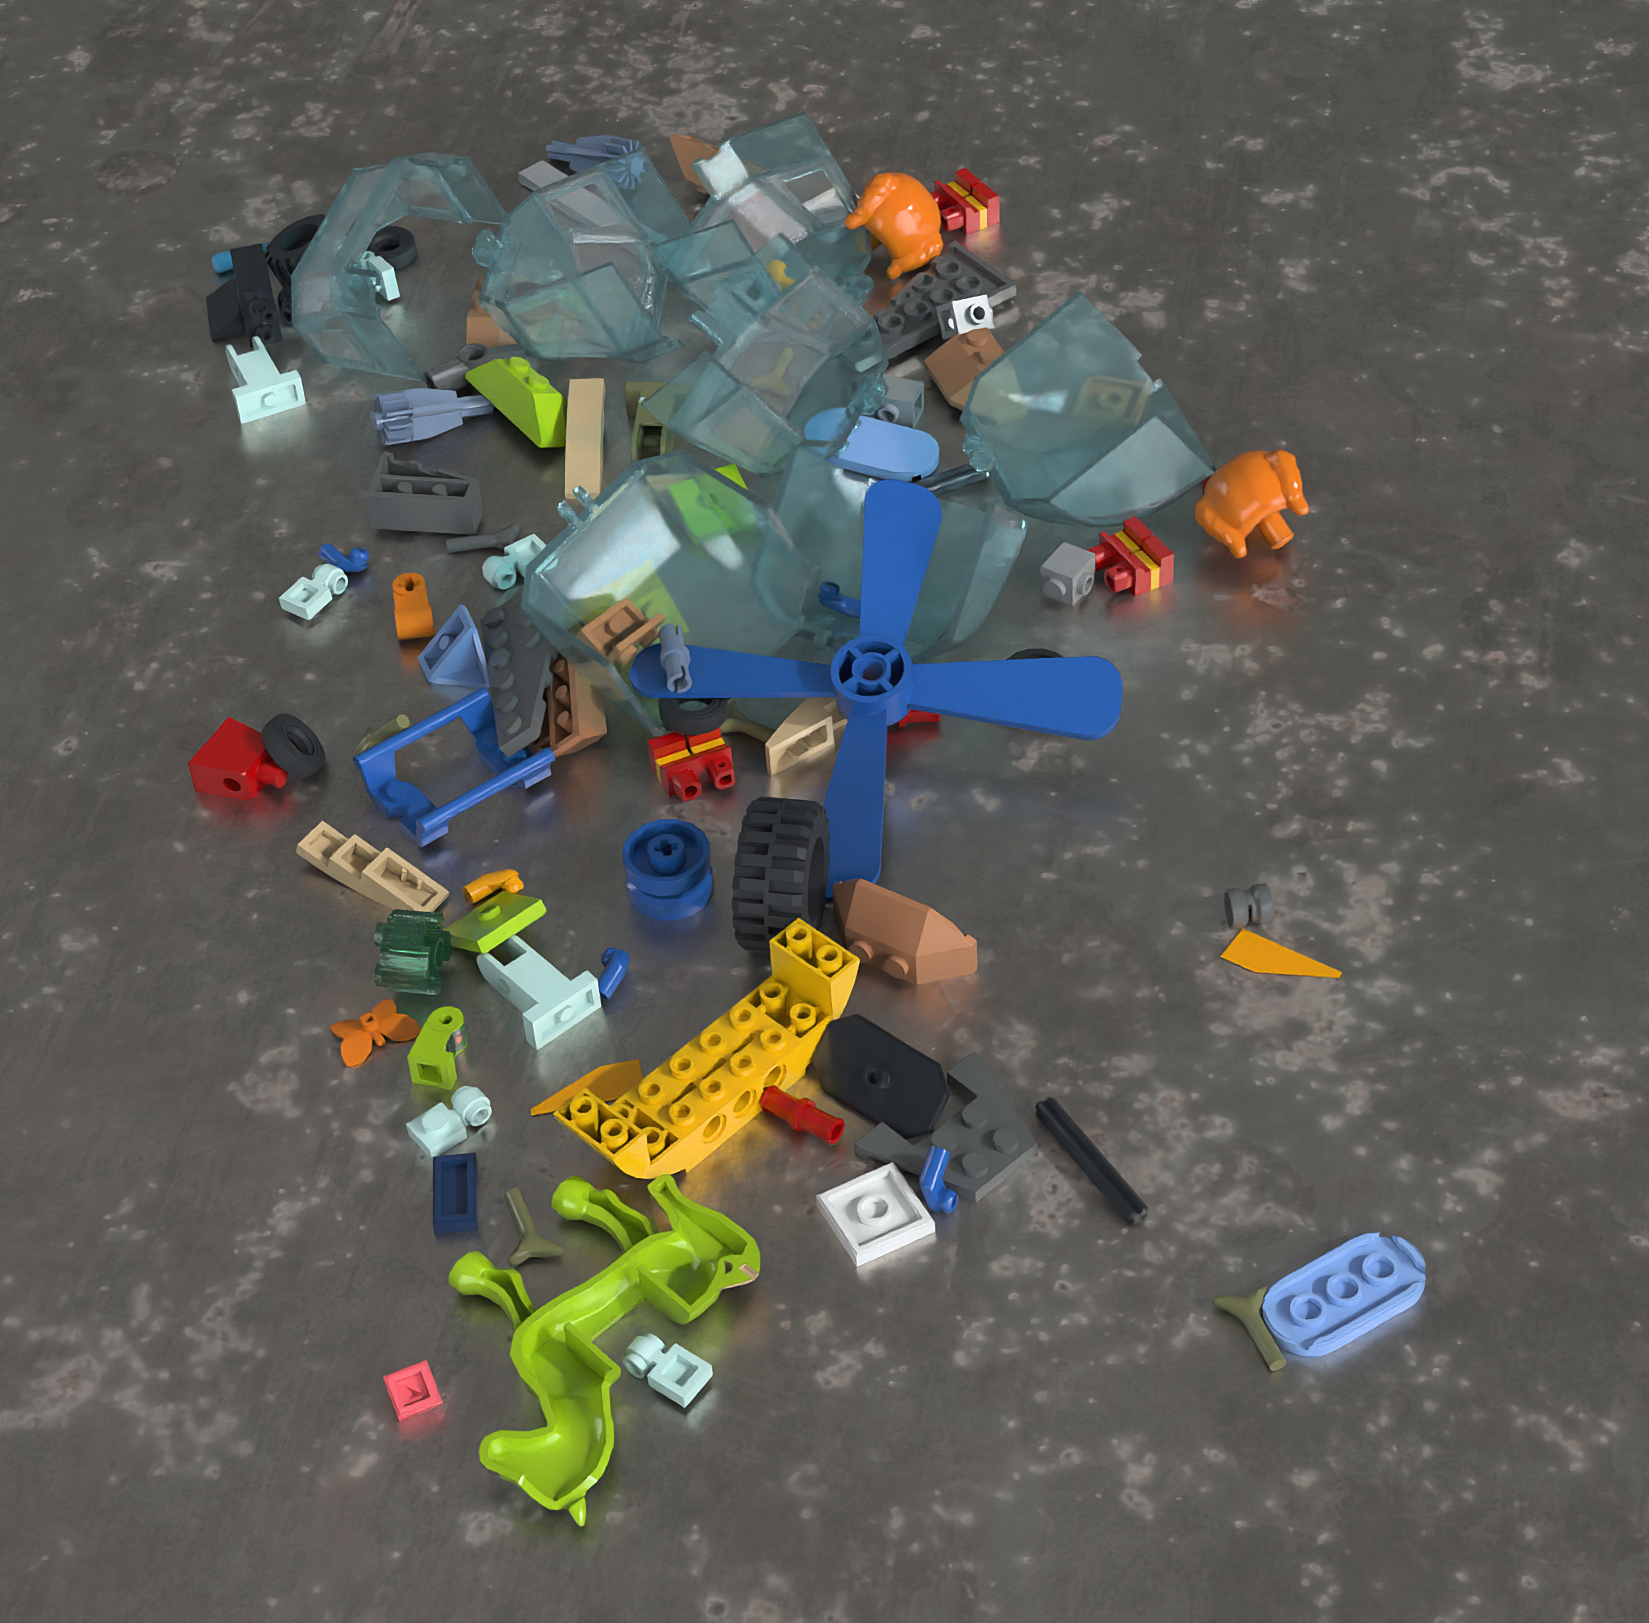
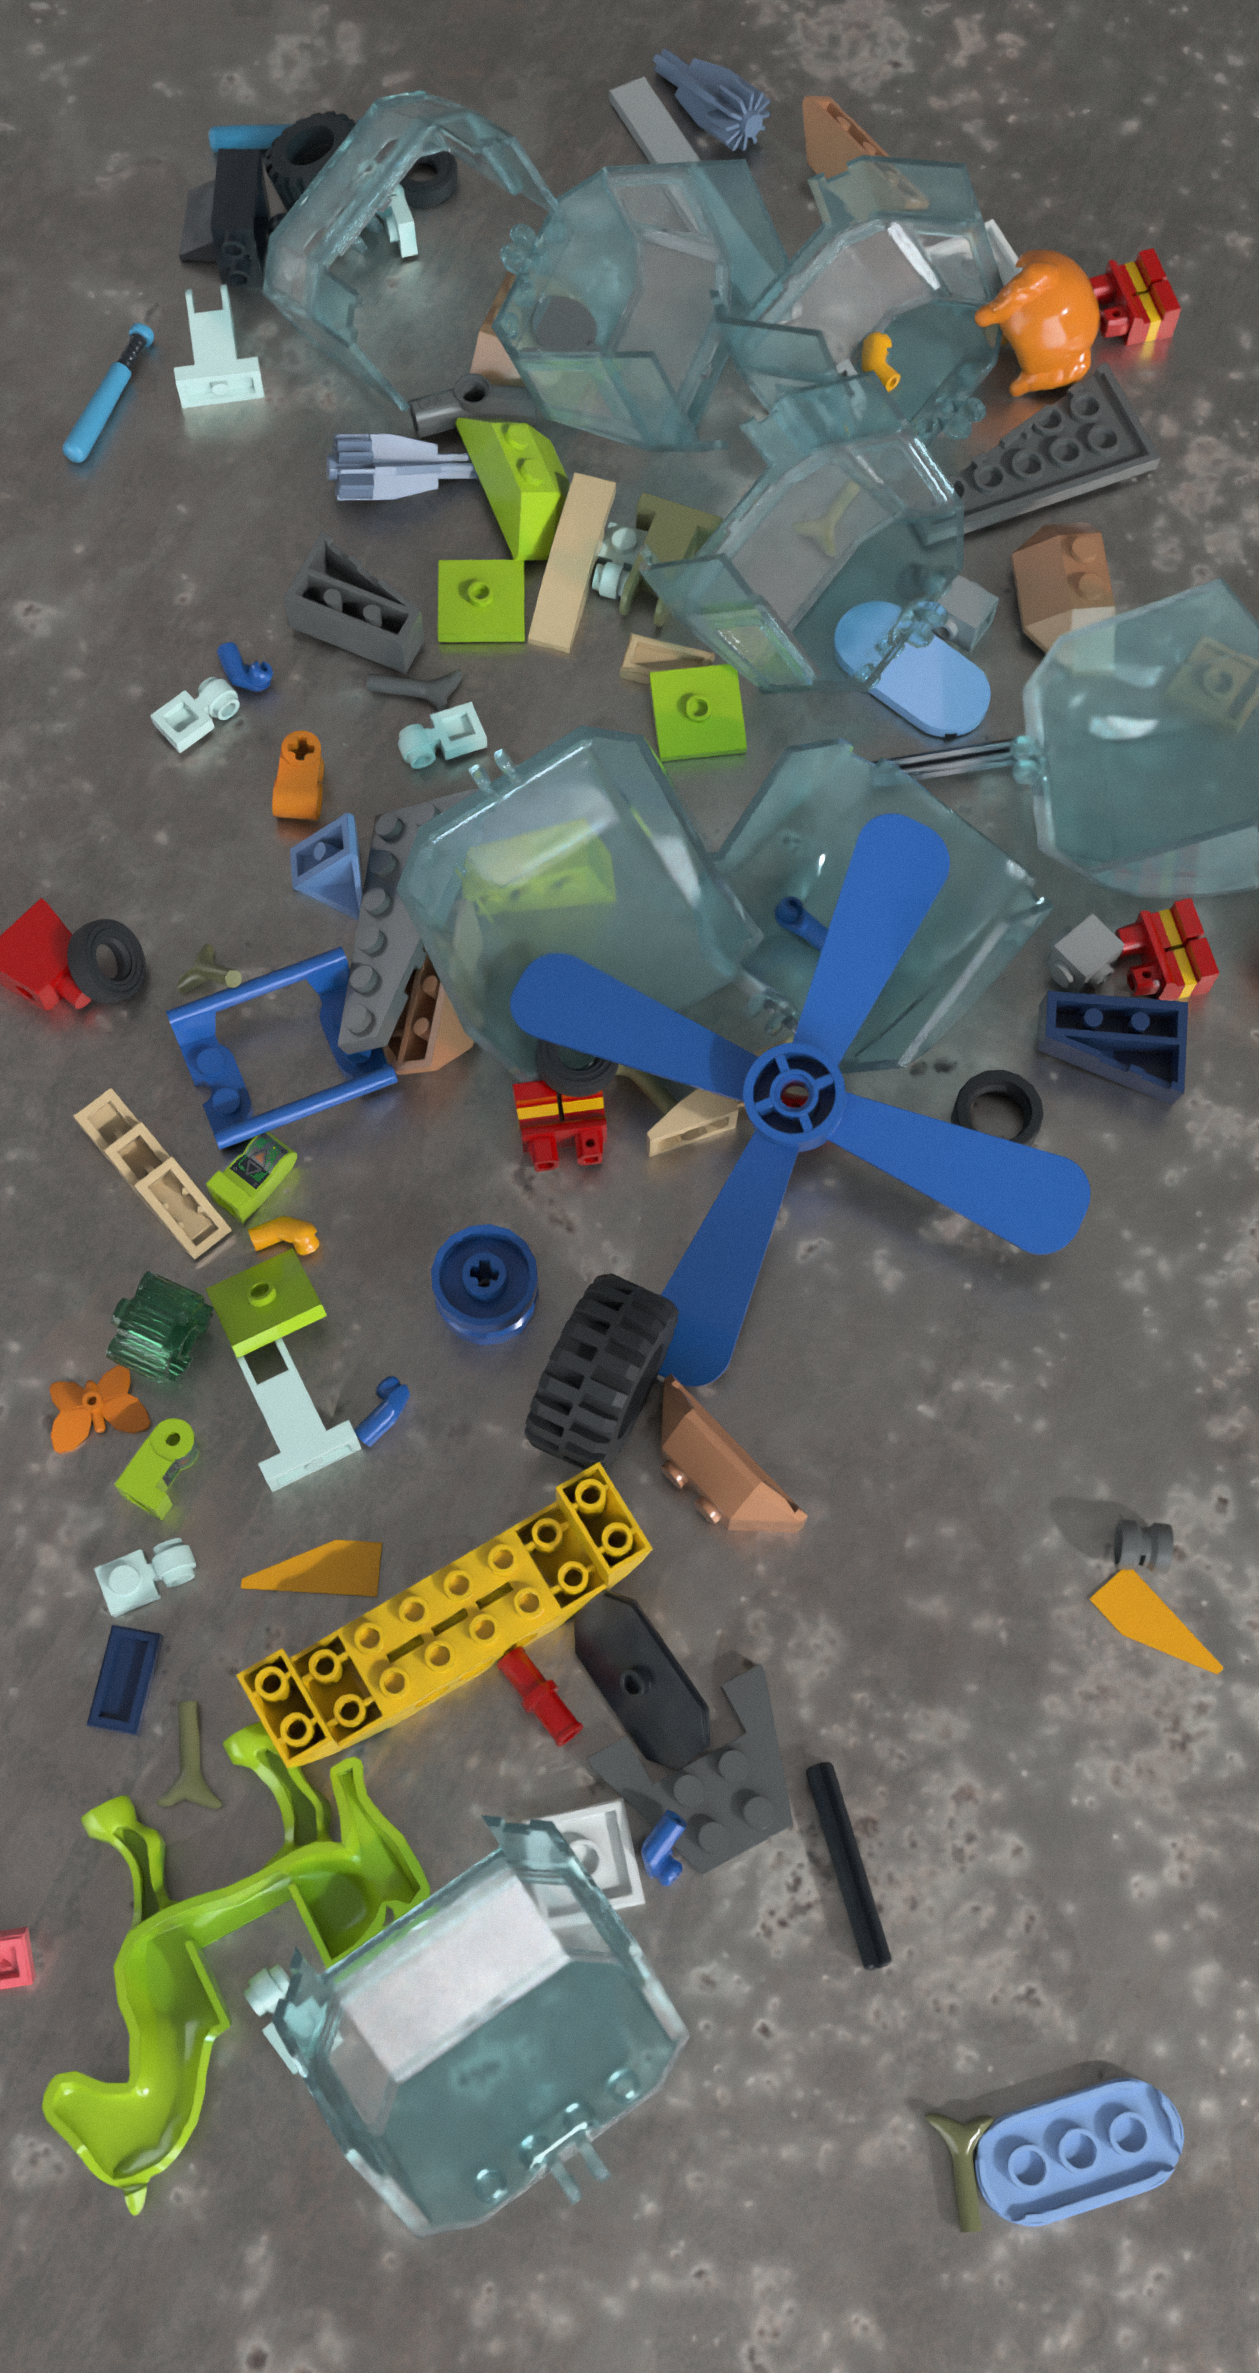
camera: 10 degrees right, 25 degrees up
(177, 431) = (100, 406): none -> dark azure piece
(457, 852) = (252, 1176): none -> lime leg
(520, 480) = (481, 601): none -> lime plate
(618, 433) = (616, 559): none -> light aqua plate
(620, 632) = (514, 932): medium nougat bracket -> none
(675, 658) = (568, 995): sand blue pin -> none
(847, 1291) = (483, 2035): none -> clear light blue windscreen
(964, 316) = (1081, 502): brick -> none
(1110, 611) = (1119, 1038): none -> dark blue wedge

